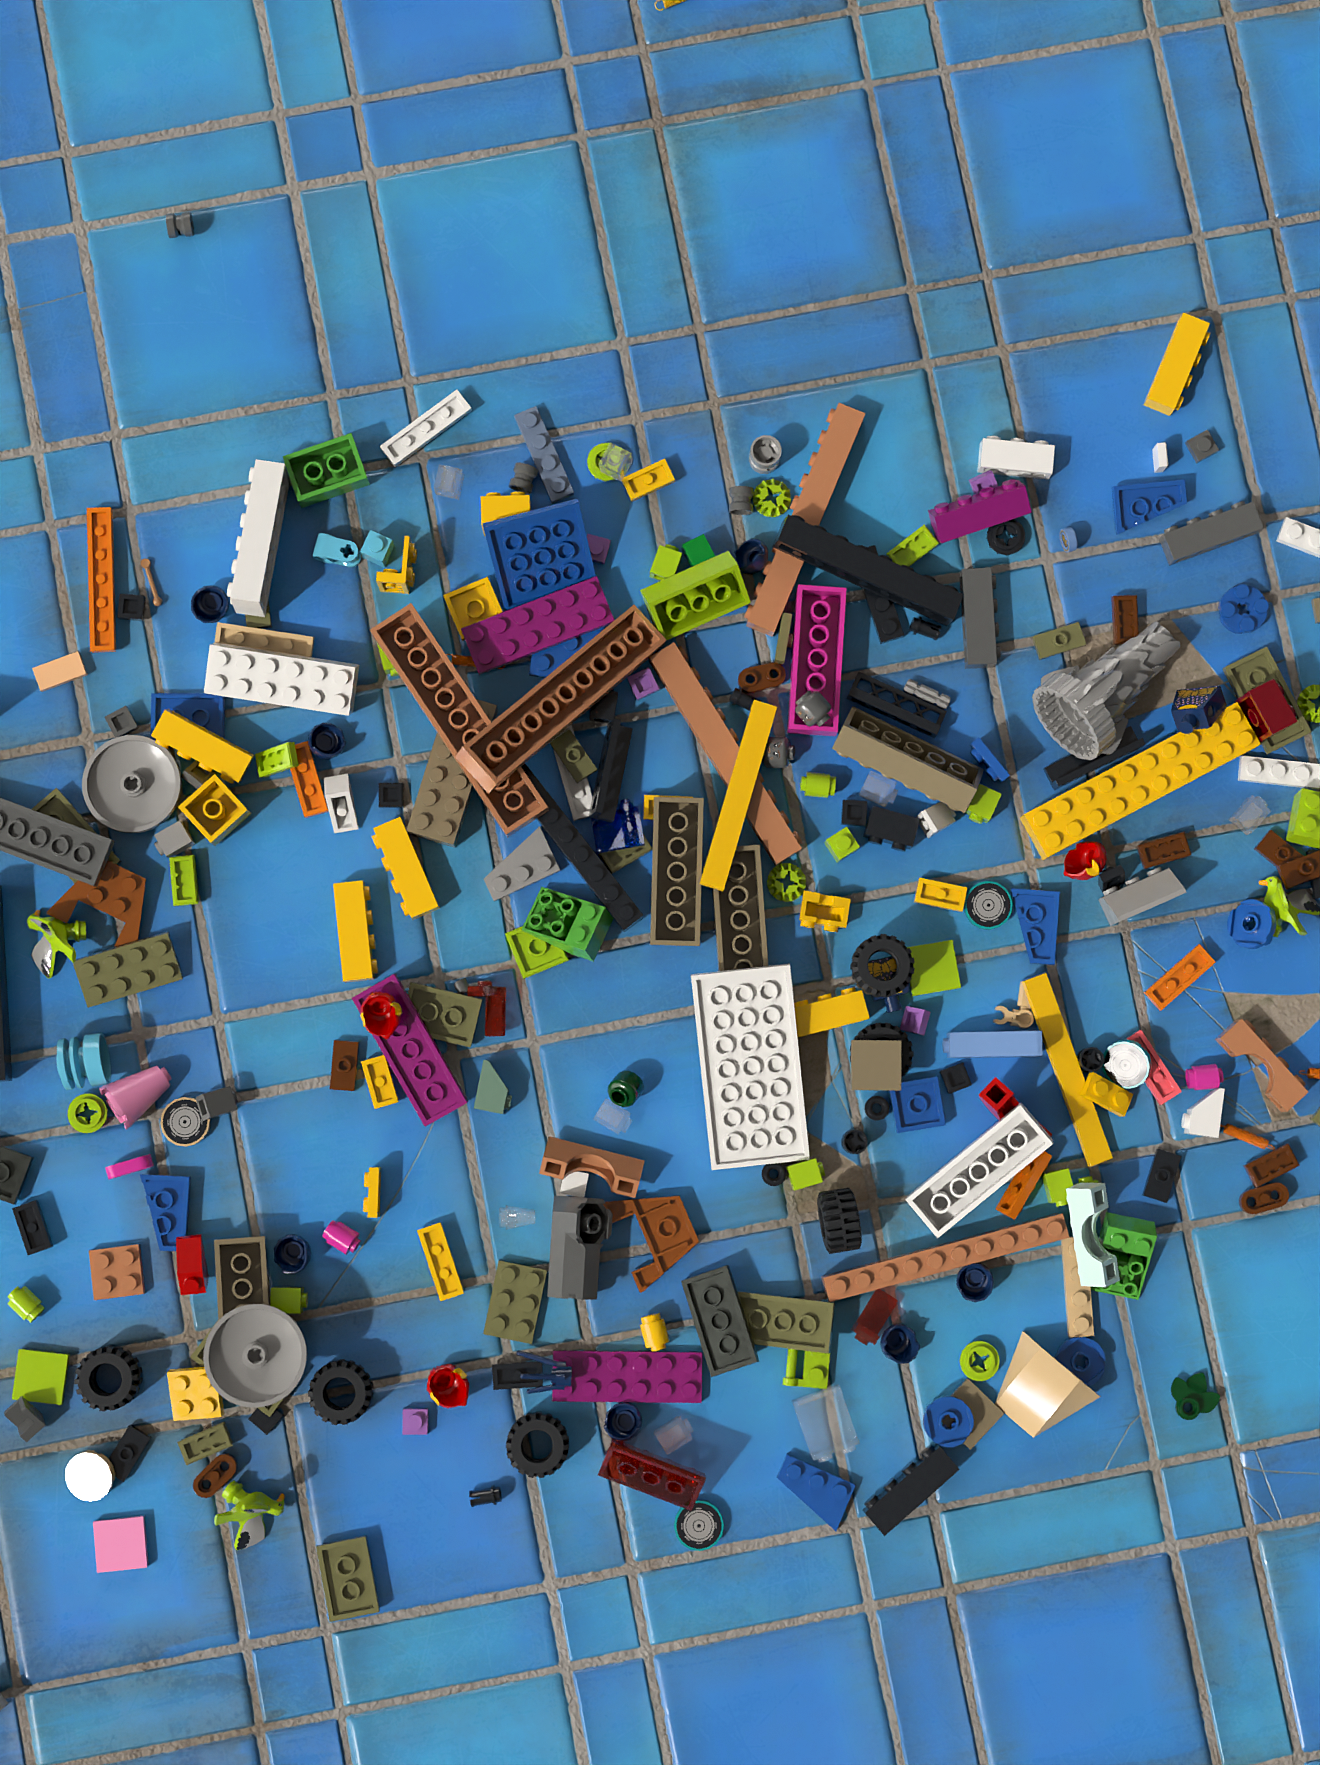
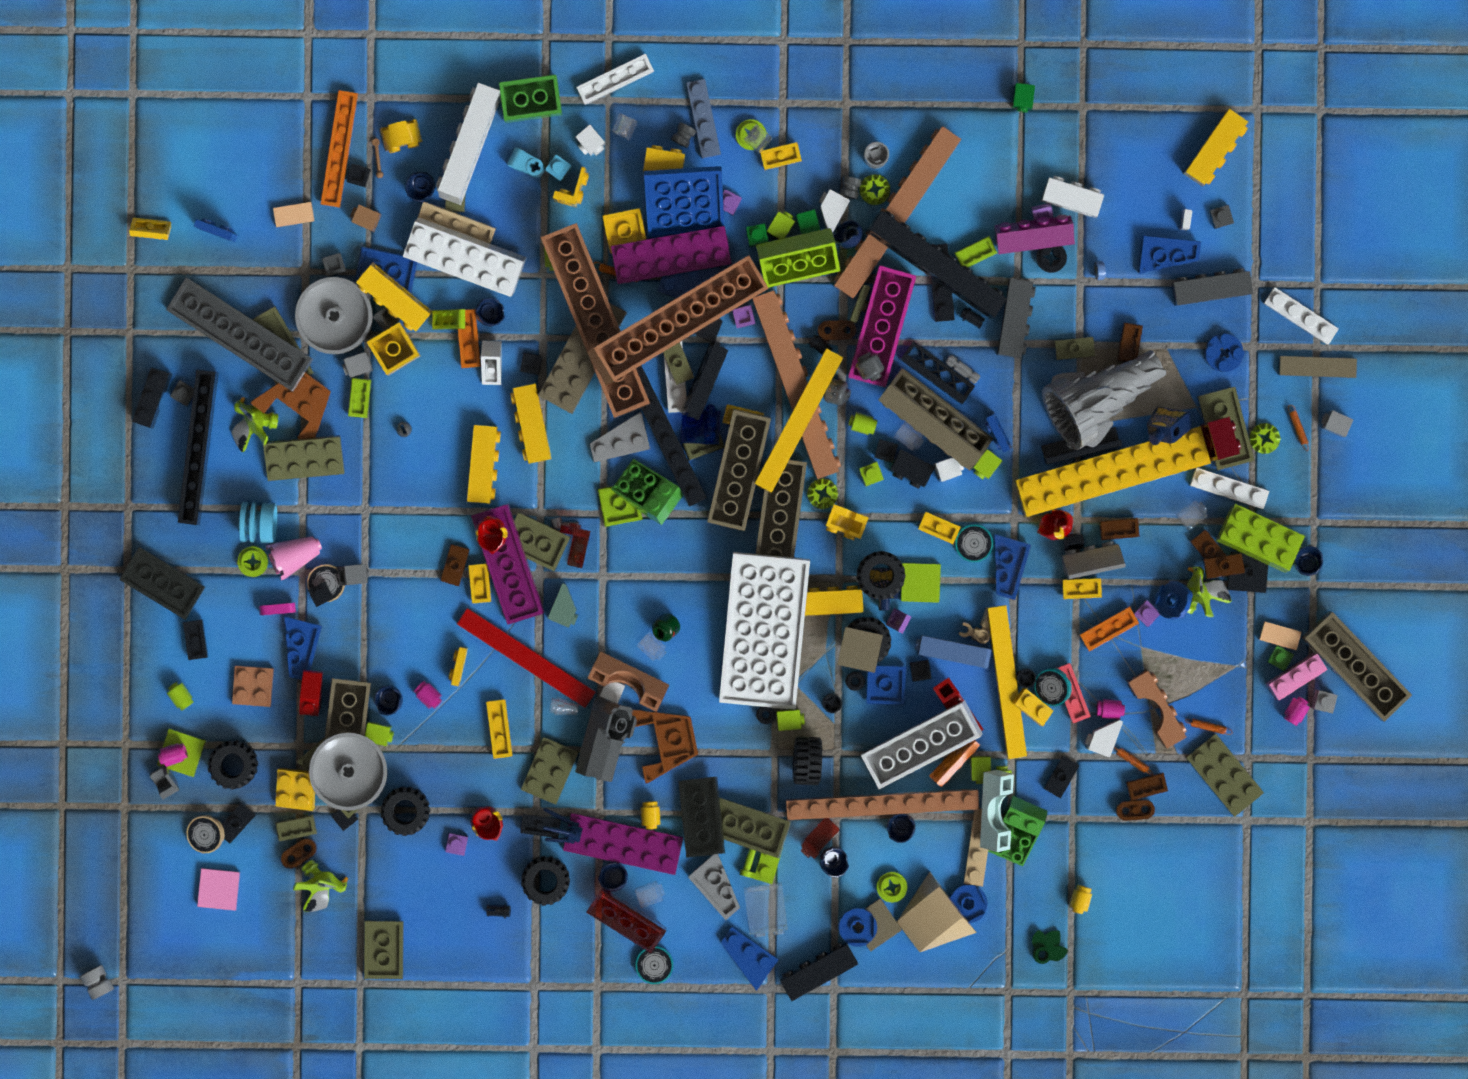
camera: 25 degrees right, 5 degrees up
(28, 1381) = (172, 754): none -> dark pink brick
(149, 656) = (365, 217): none -> medium nougat brick
(173, 547) = (400, 135): none -> yellow cylinder
(181, 1136) = (320, 594): none -> black plate
(252, 906) = (408, 428): none -> dark grey hinge
(410, 508) = (590, 141): none -> white brick
(457, 1164) = (526, 657): none -> red tile
(637, 579) = (756, 235): none -> green brick
(725, 528) = (832, 208): none -> white slope
(755, 1406) = (715, 886): none -> light grey wing
(929, 350) = (1023, 97): none -> green brick
(1134, 933) = (1082, 588): none -> yellow plate
(1221, 948) = (1147, 613): none -> medium lavender plate
(1221, 1326) = (1081, 899): none -> yellow brick

